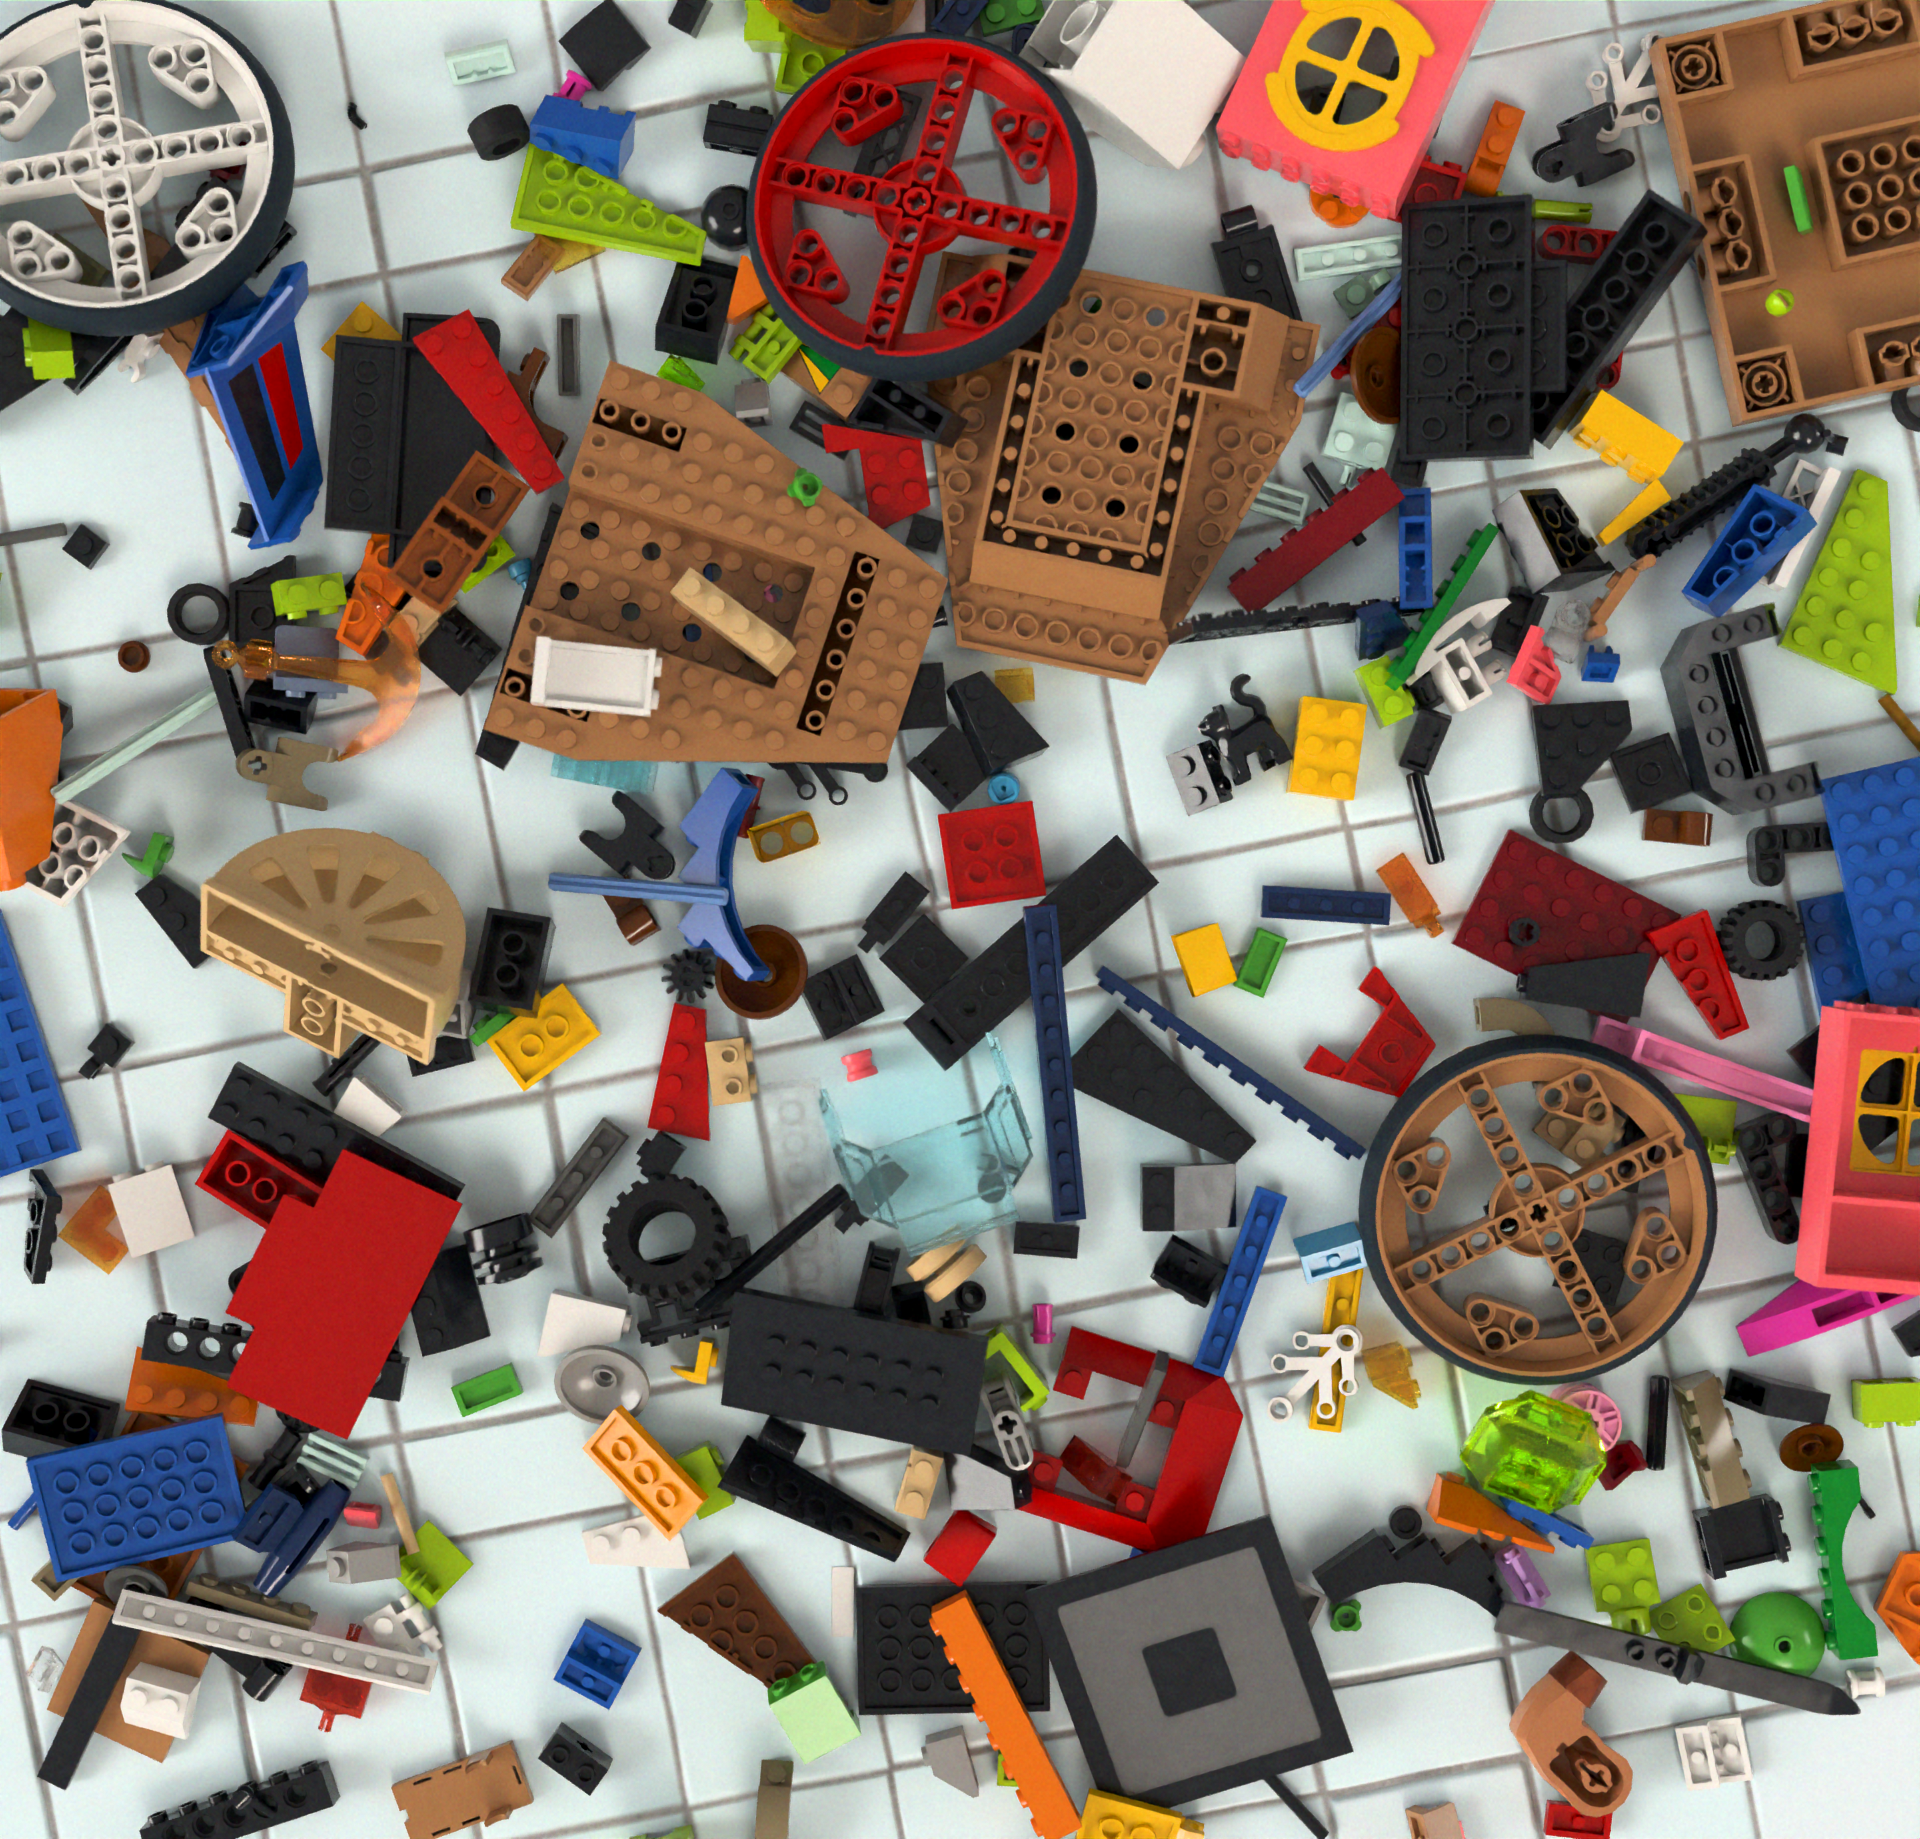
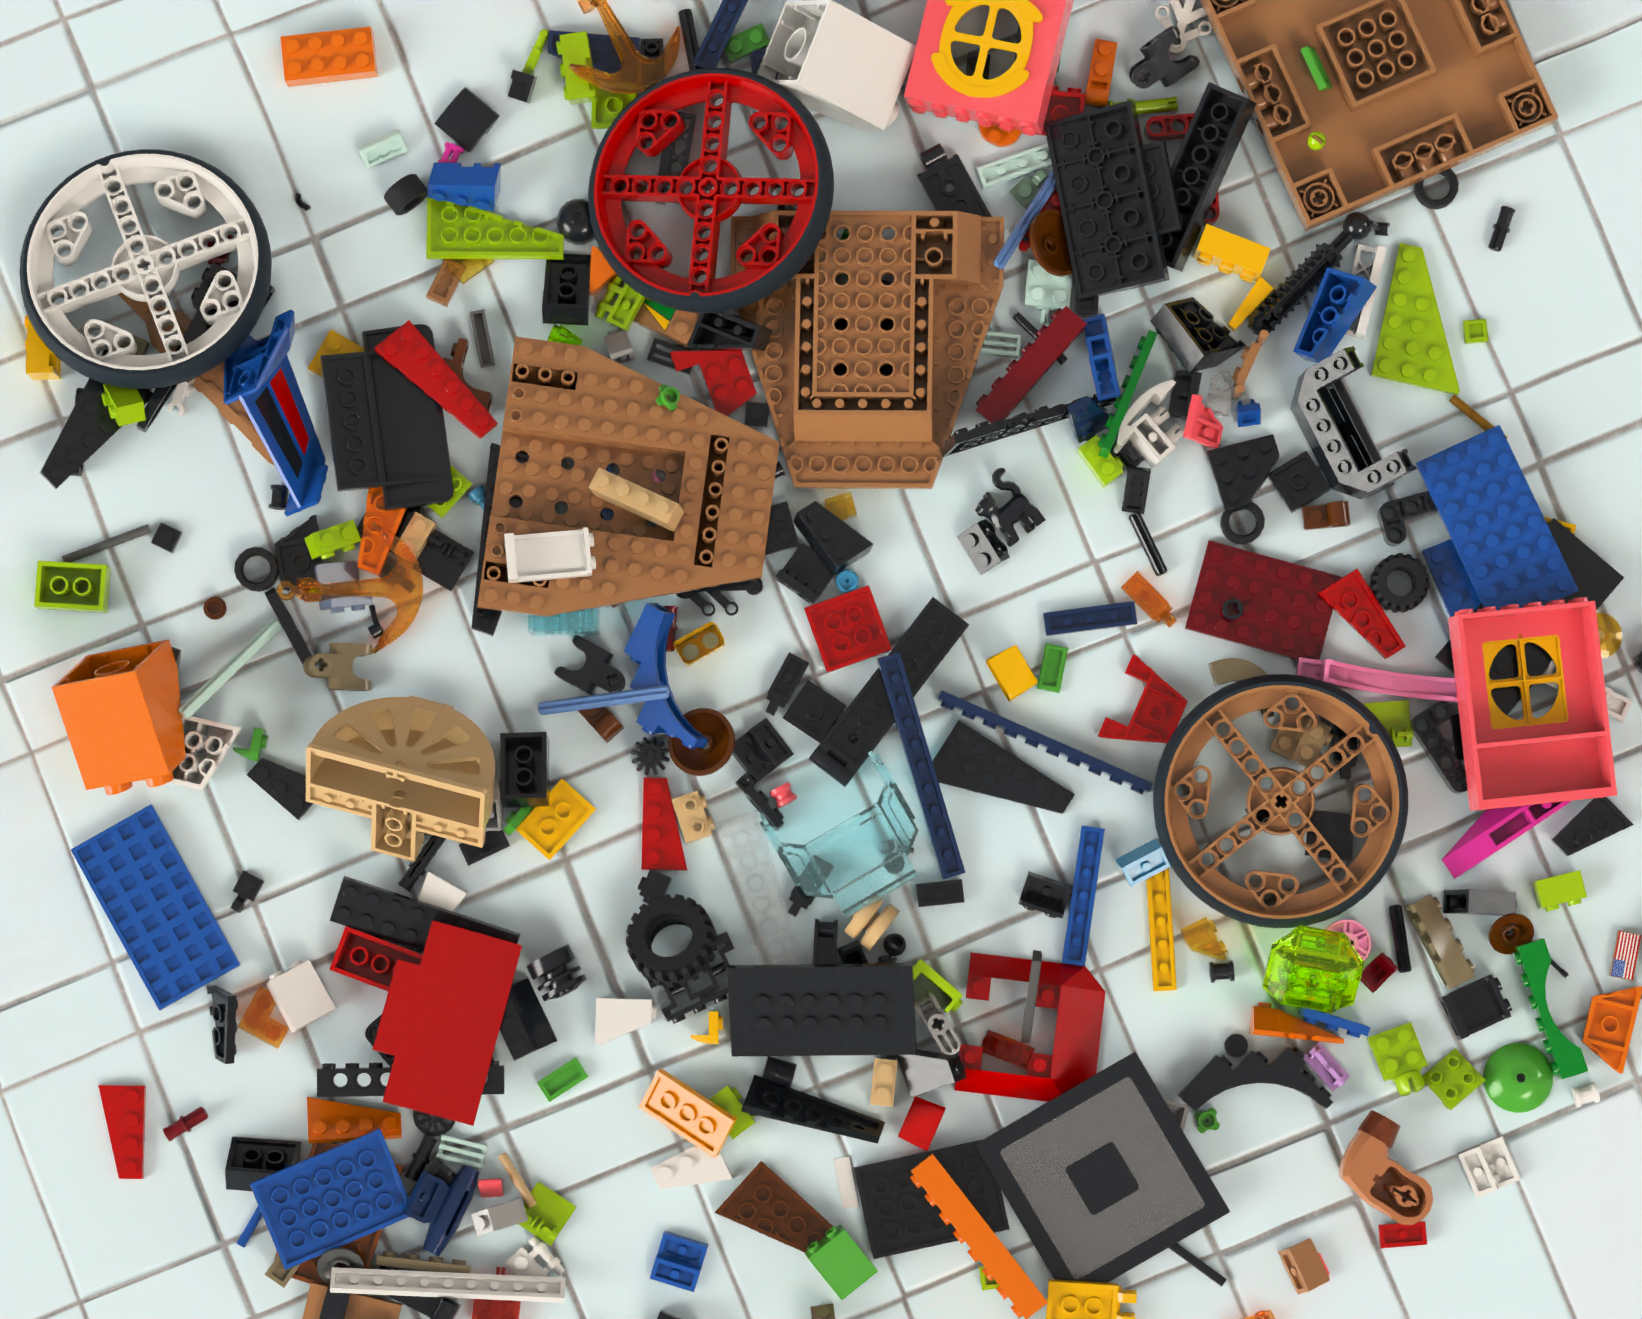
camera: 10 degrees left, 5 degrees down
(272, 709) = (324, 624): black brick -> none
(349, 728) = (376, 629): none -> black hand
(458, 532) = (433, 475): dark orange bracket -> none
(578, 1177) = (598, 914): dark grey tile -> none
(598, 1380) = (640, 1066): light grey dish -> none
(736, 129) = (571, 160): black brick -> none
(771, 1250) = (747, 936): black axle -> none
(826, 1065) = (759, 801): none -> black hinge
(951, 1759) = (946, 1278): light grey slope -> none
(1042, 1324) = (949, 953): dark pink pin -> none
(1187, 1196) = (1034, 842): slope -> none
(1318, 1368) = (1151, 947): white plant -> none
(1326, 748) = (1068, 509): yellow brick -> none
(1407, 1420) = (1221, 971): none -> black bush
(1597, 984) = (1290, 635): black slope -> none
(1673, 1659) = (1443, 1101): black piece -> none

